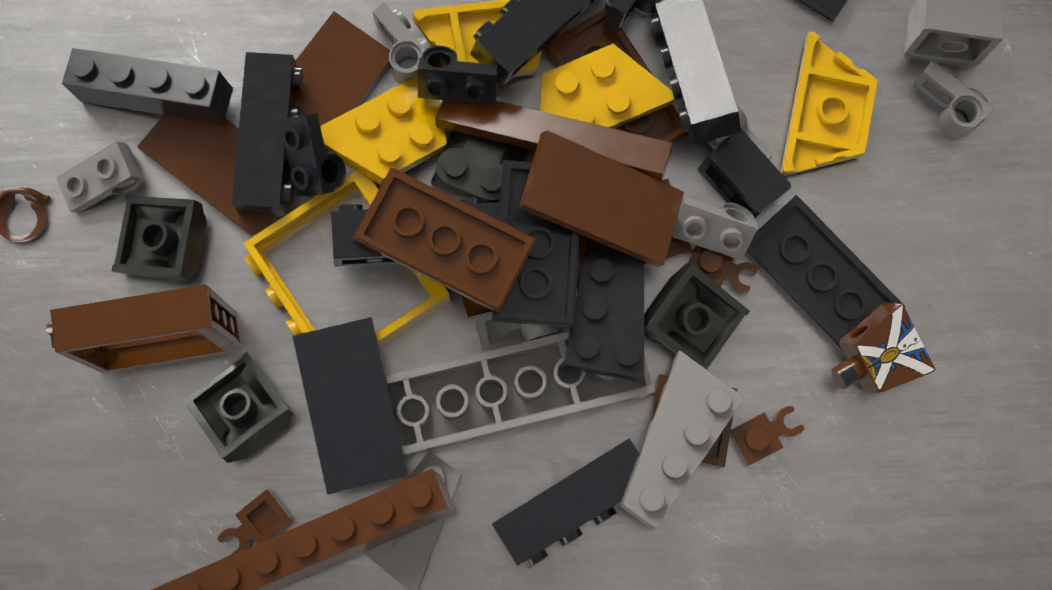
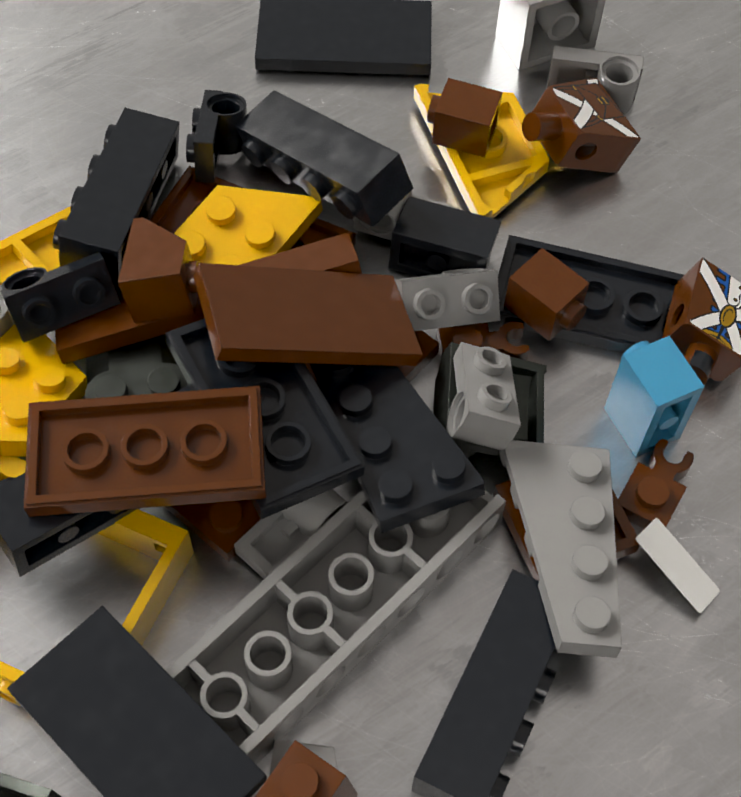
camera: 30 degrees left, 20 degrees down
(527, 103) = (157, 273): none -> reddish brown slope
(685, 318) = (486, 398): none -> light grey plate
(740, 492) = (678, 565): none -> white sticker
(783, 263) = (547, 295): none -> reddish brown brick
(799, 377) = (652, 394): none -> dark azure brick
(821, 88) = (465, 117): none -> reddish brown brick
(904, 140) = (581, 127): none -> reddish brown torso

